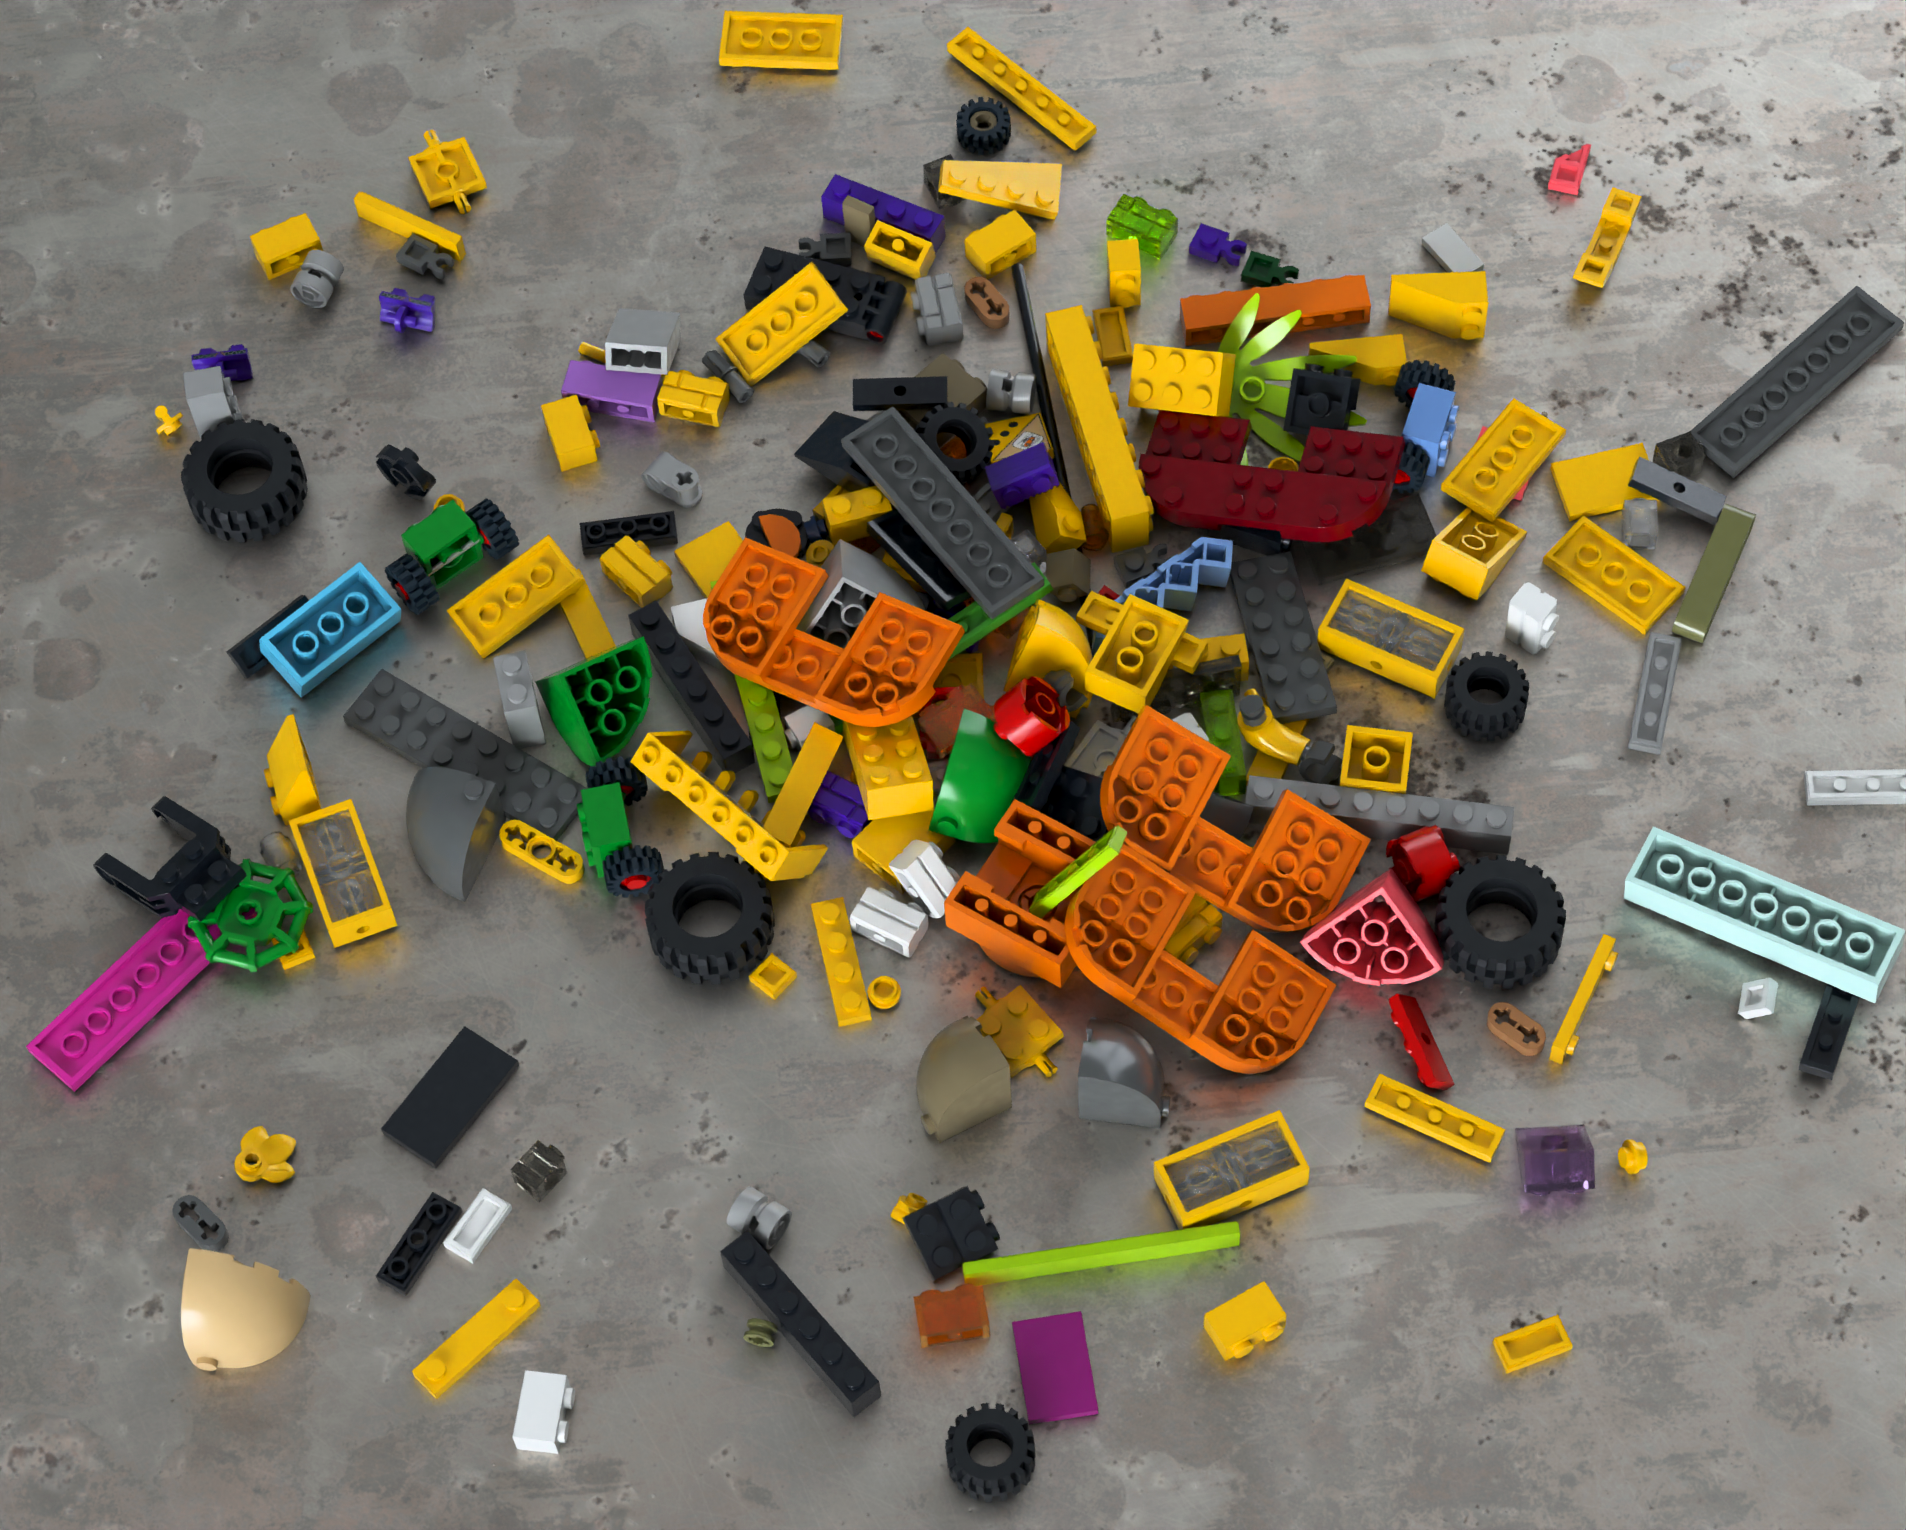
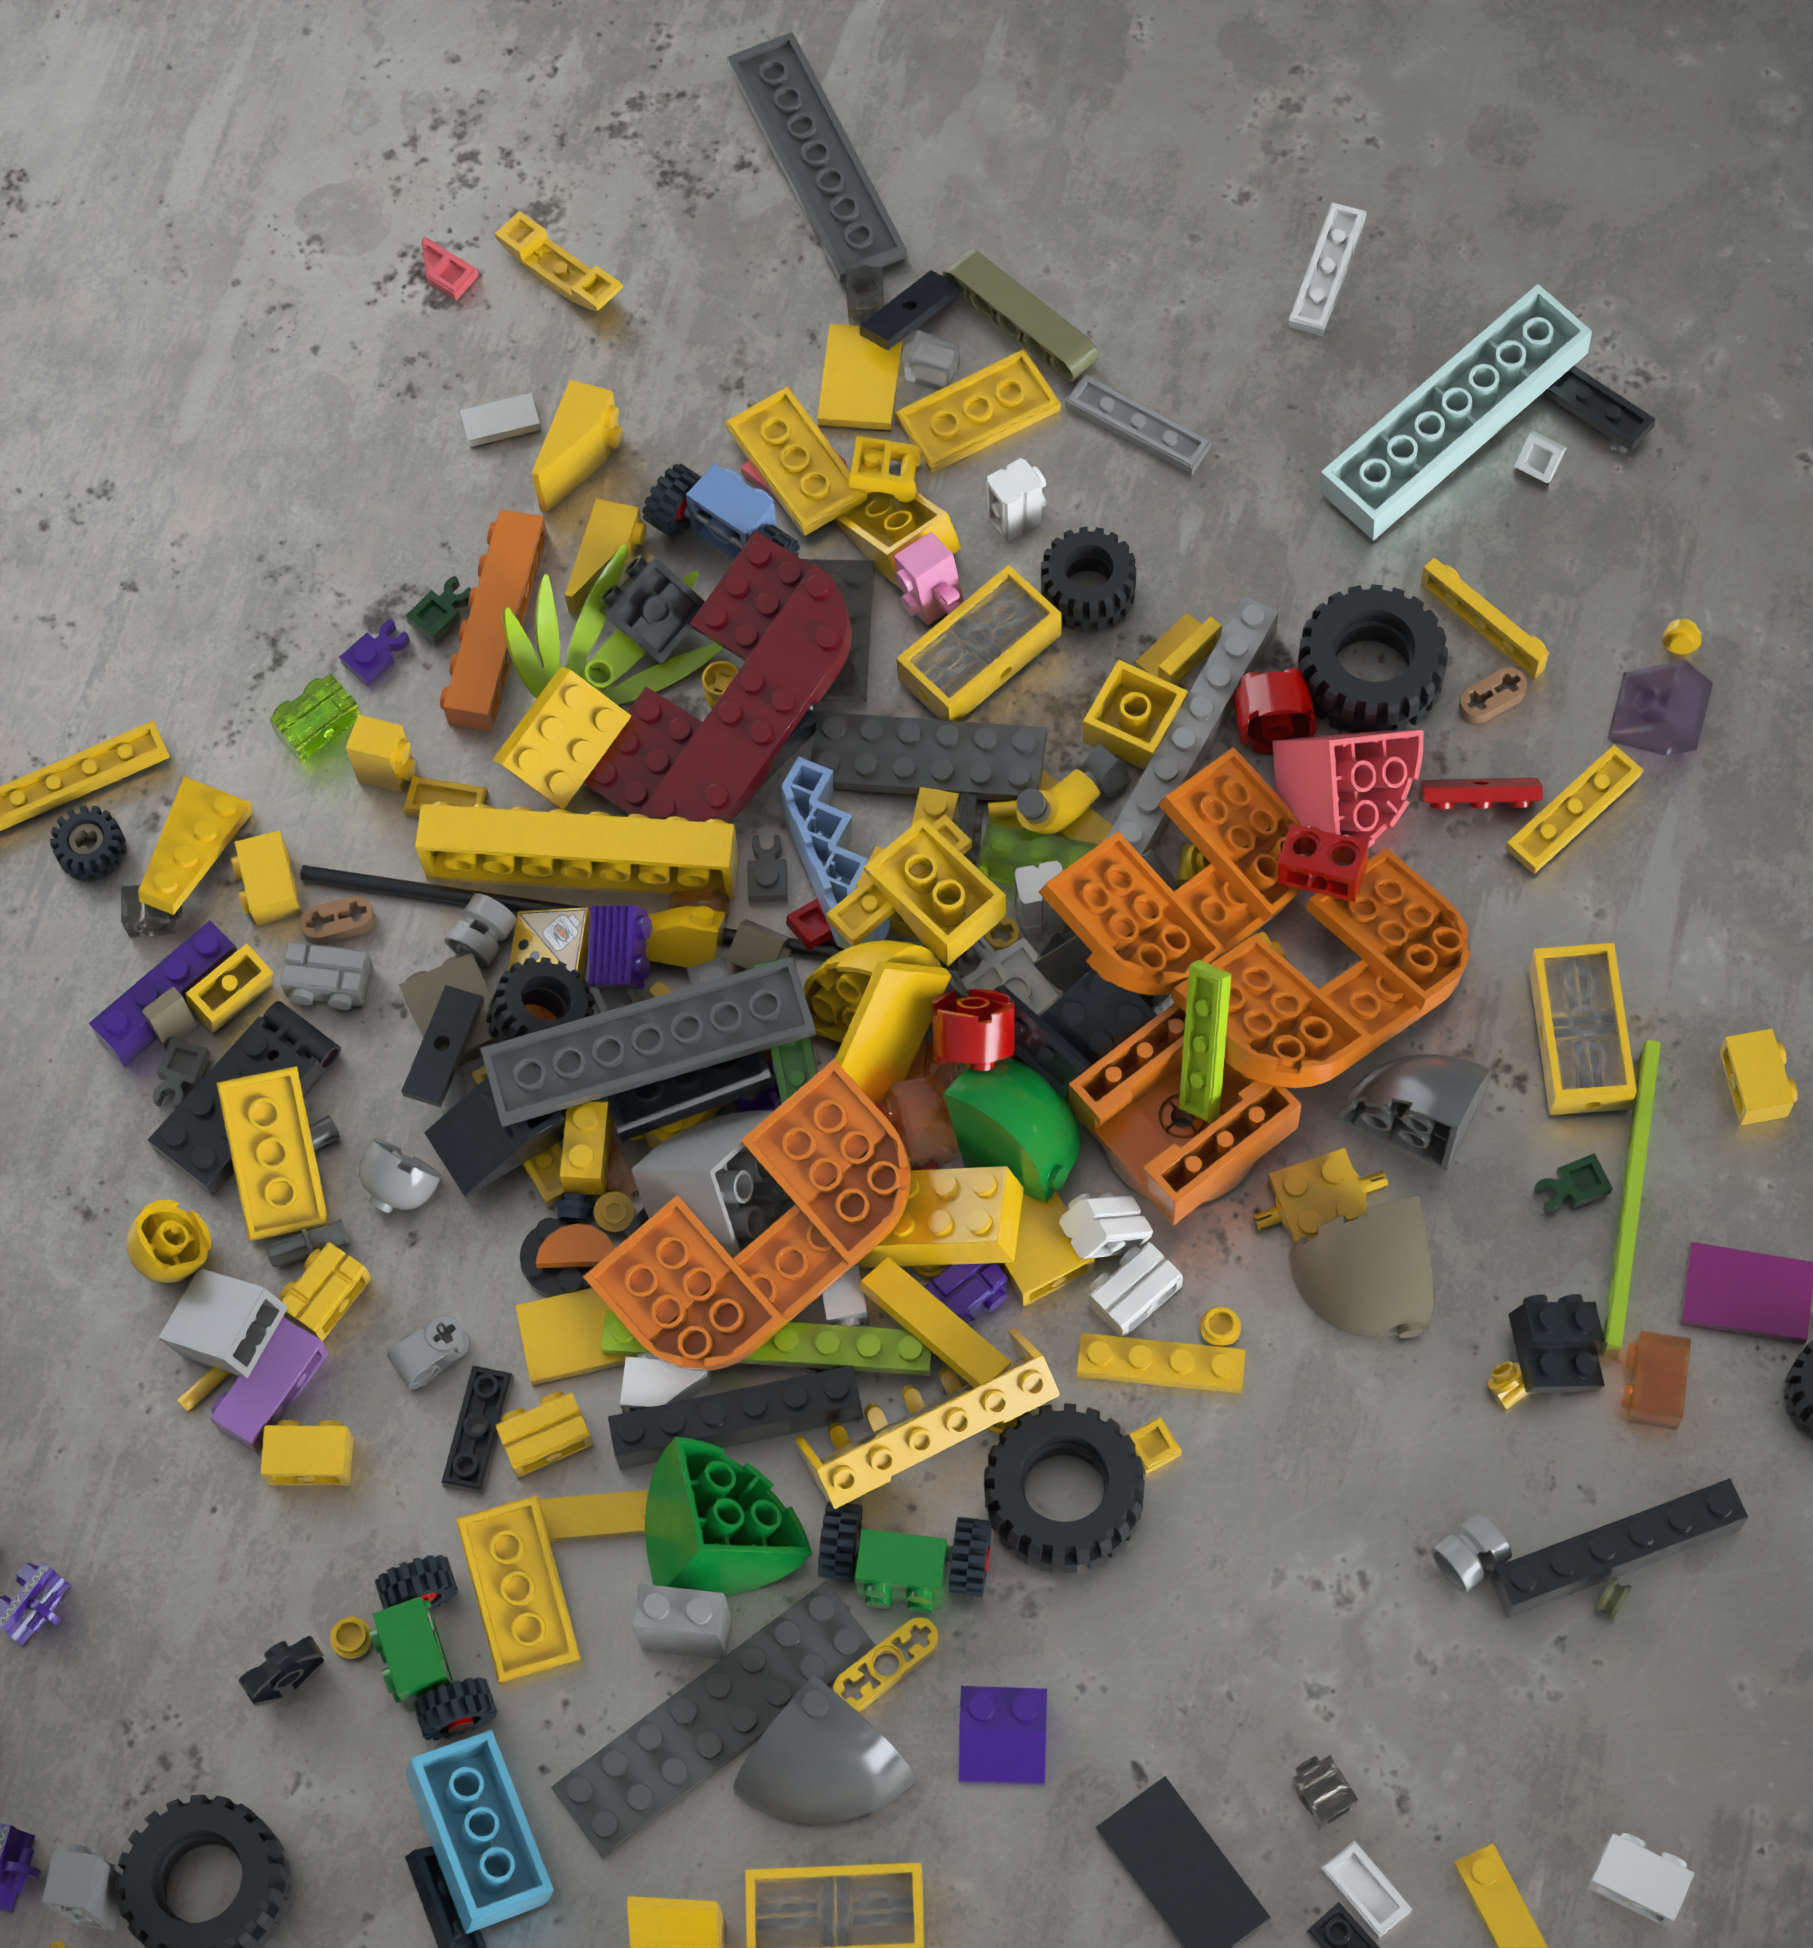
camera: 70 degrees left, 5 degrees up
(512, 942) = (1002, 1735): none -> dark purple slope
(691, 285) = (167, 1242): none -> yellow cylinder
(796, 407) = (395, 1177): none -> light grey cylinder
(1007, 657) = (890, 1025): none -> yellow tile
(1100, 1214) = (1579, 1181): none -> dark green plate
(1281, 925) = (1321, 870): none -> red brick
(1430, 579) = (928, 579): none -> bright pink brick
(1454, 783) = (1181, 649): none -> yellow panel
(1521, 509) = (872, 465): none -> yellow plate

